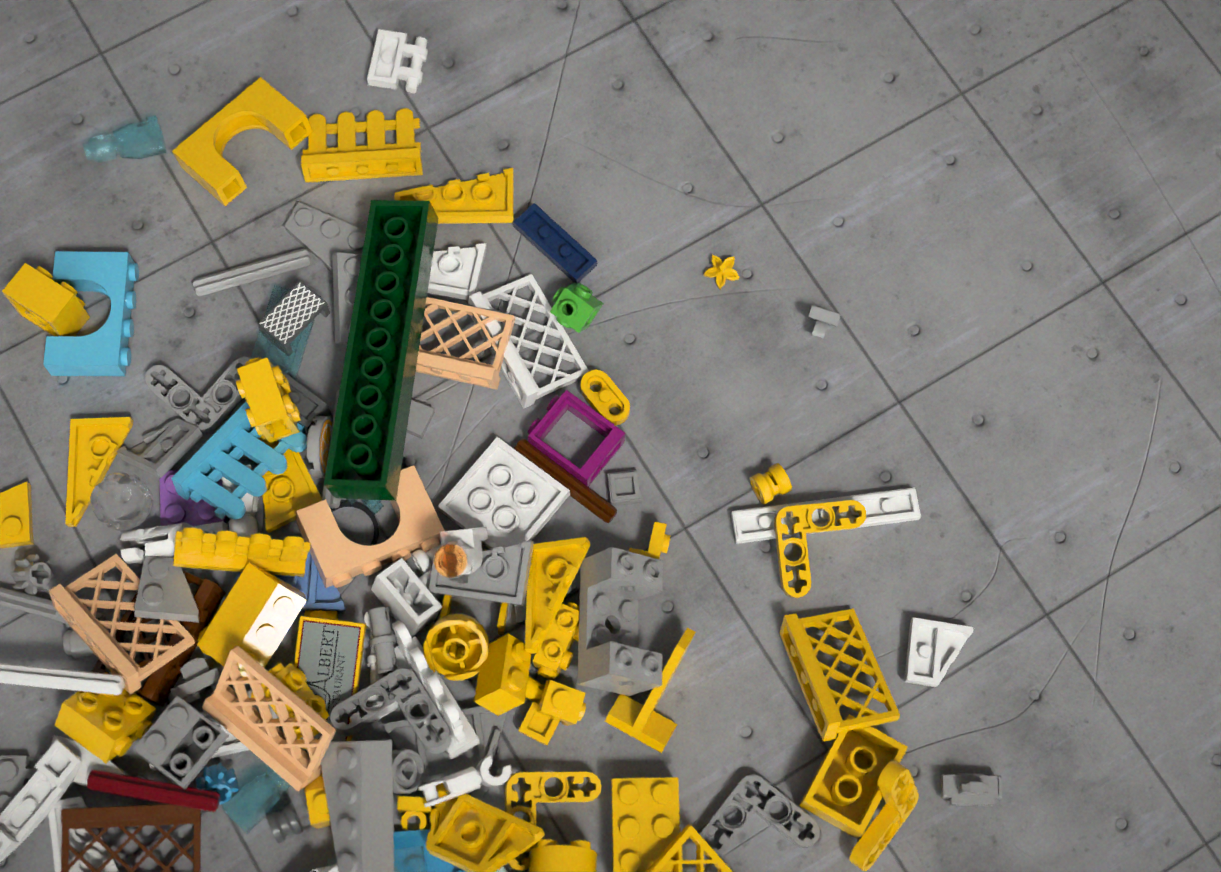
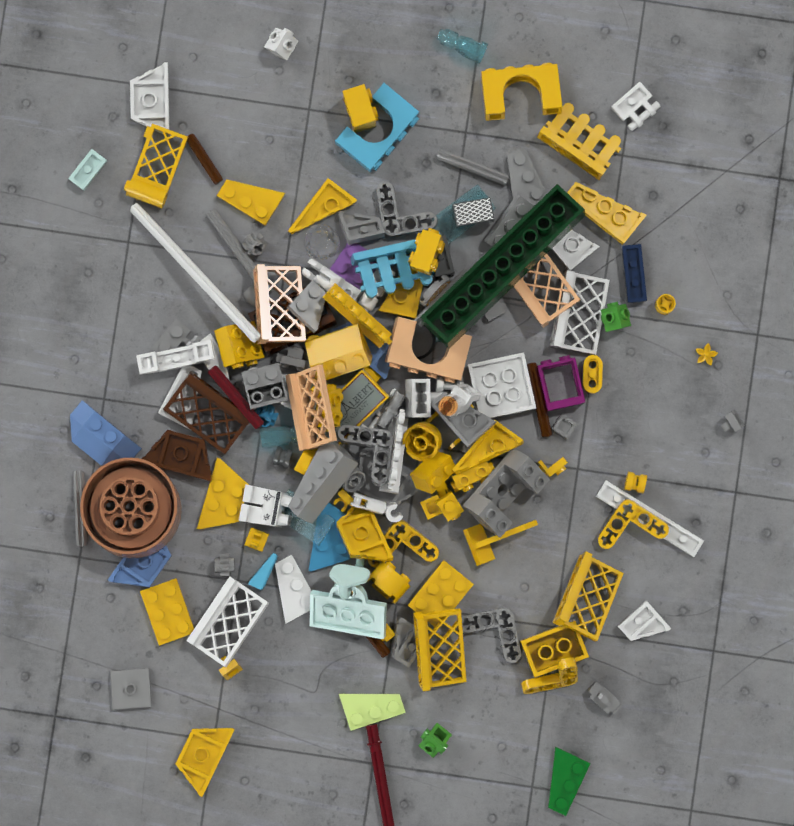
camera: 40 degrees right, 15 degrees up
(623, 241) = (666, 301): none -> yellow wheel

